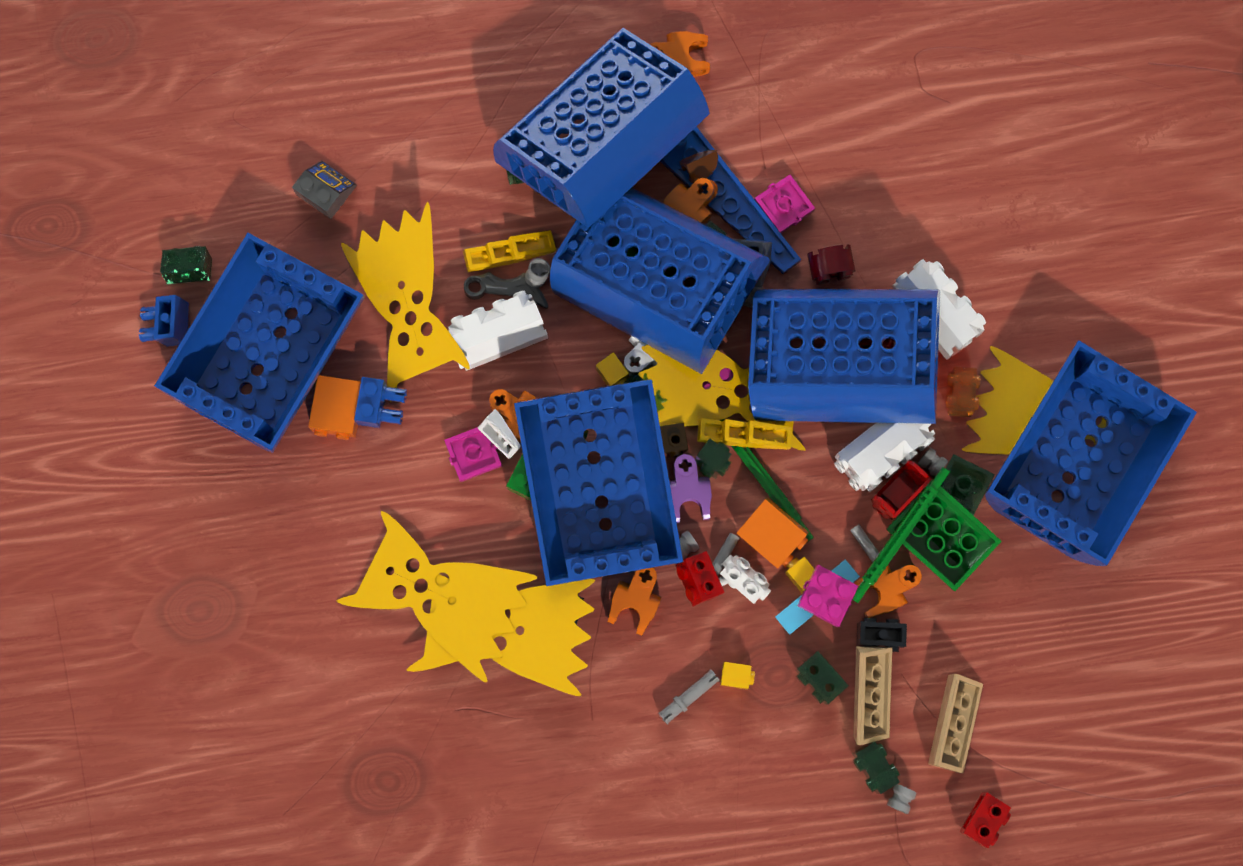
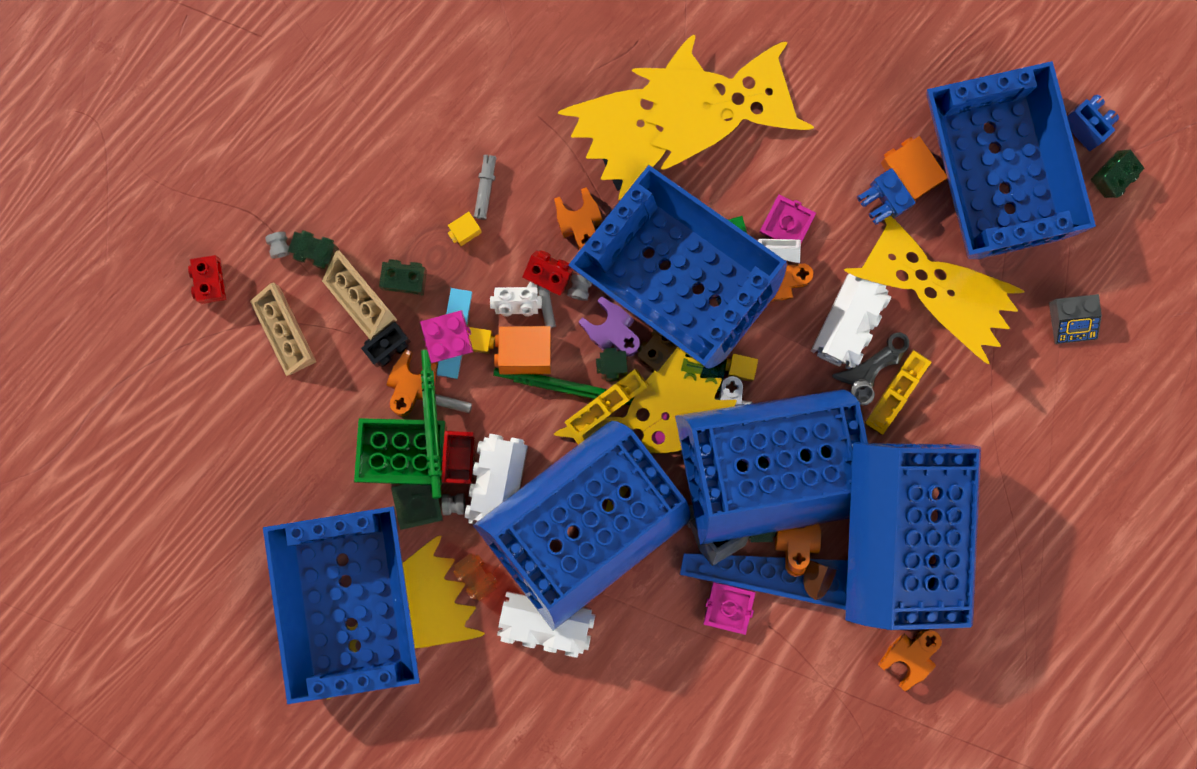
camera: 140 degrees right, 5 degrees up
(831, 263) = (654, 589): dark red brick -> none

